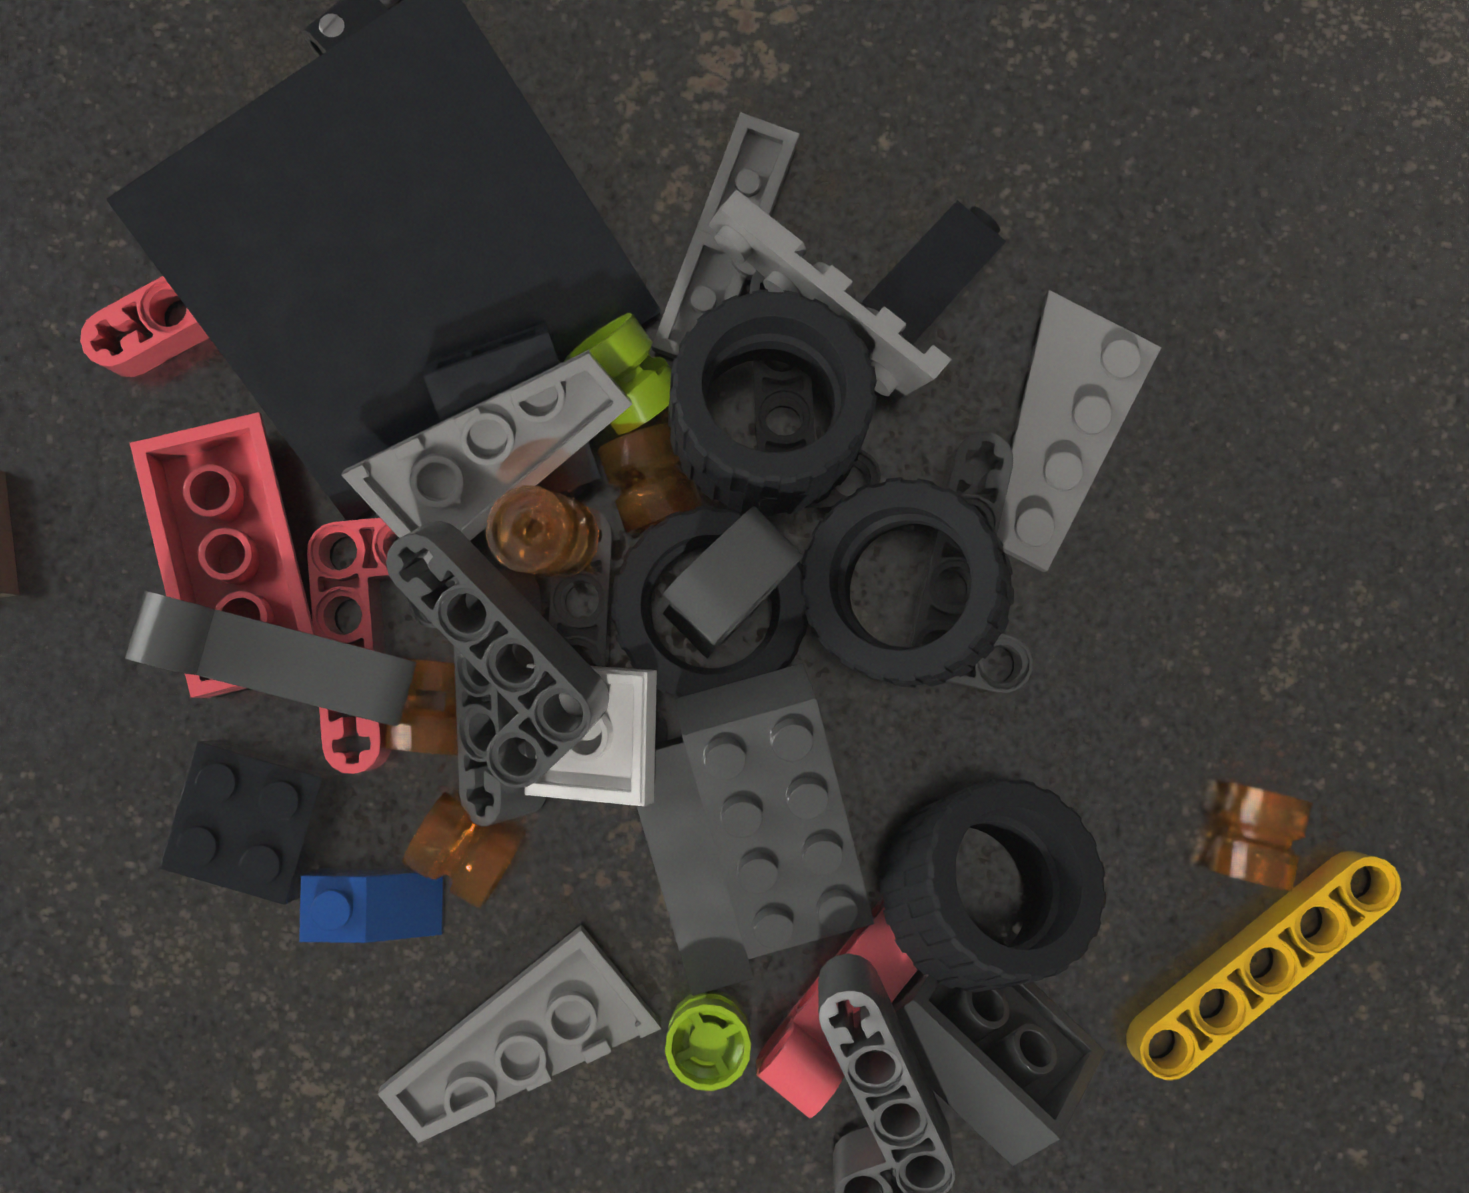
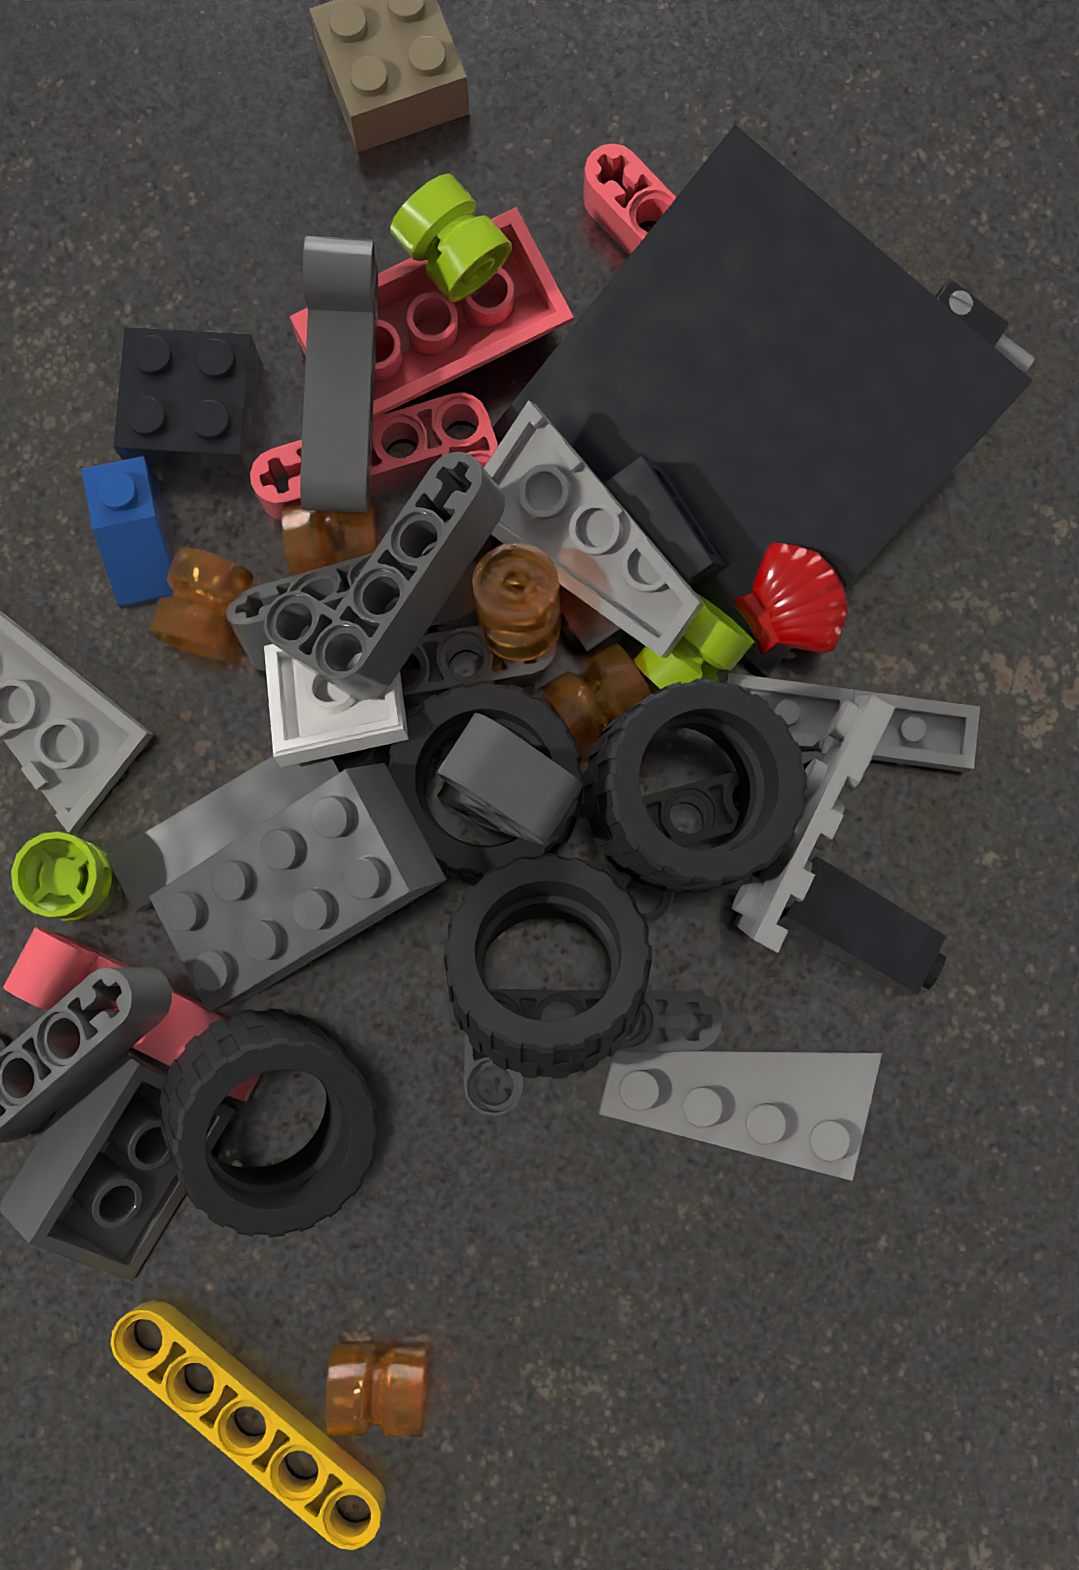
camera: 75 degrees right, 5 degrees down
(148, 517) = (443, 229): none -> lime wheel
(599, 263) = (795, 601): none -> red animal

